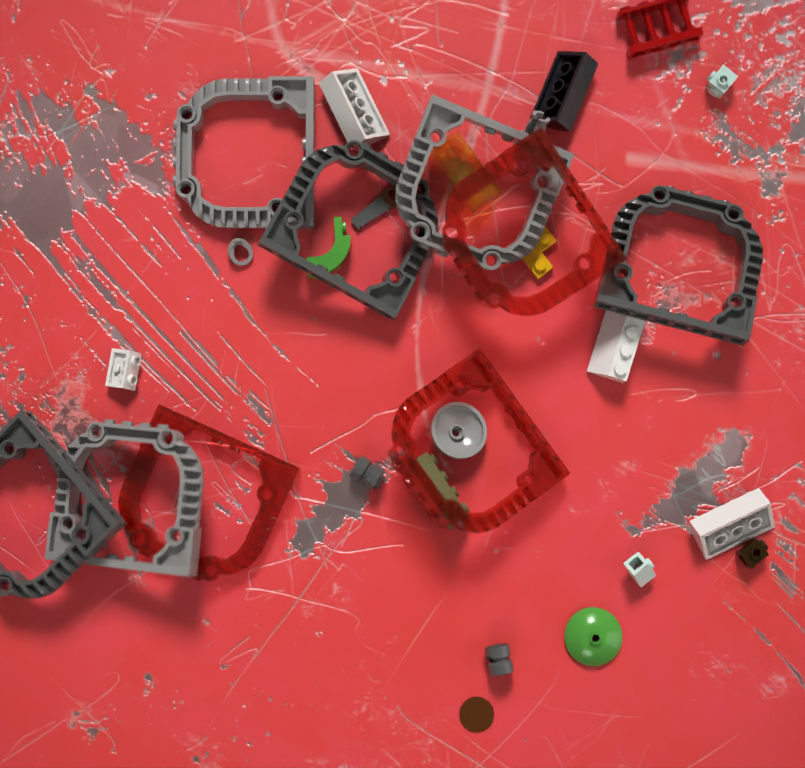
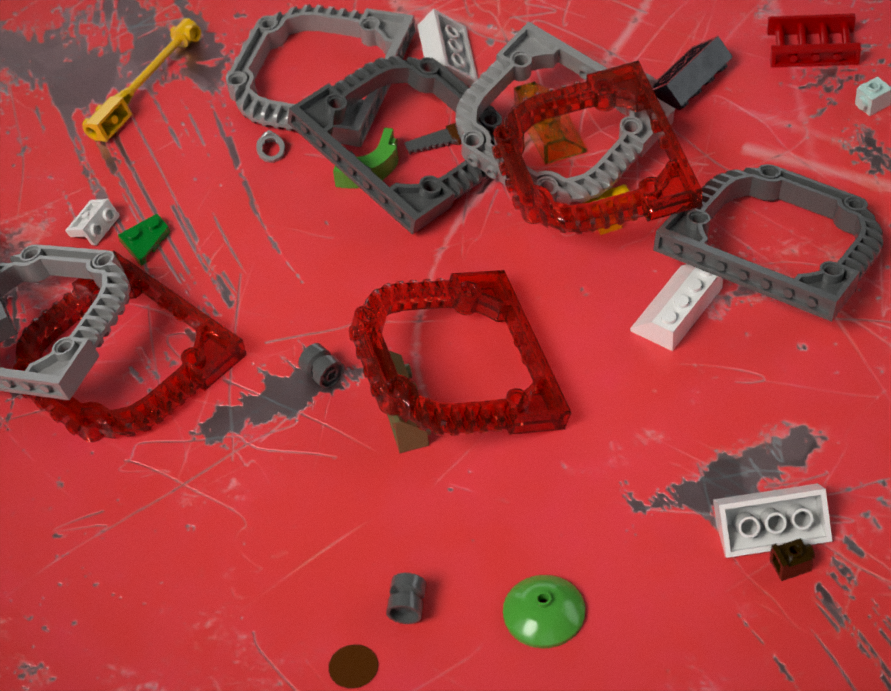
camera: 25 degrees right, 35 degrees down
(88, 245) = (115, 109): none -> yellow bar
(173, 374) = (144, 237): none -> green wing
(466, 422) = (448, 343): light grey dish -> none
(640, 569) = (630, 538): light aqua brick -> none

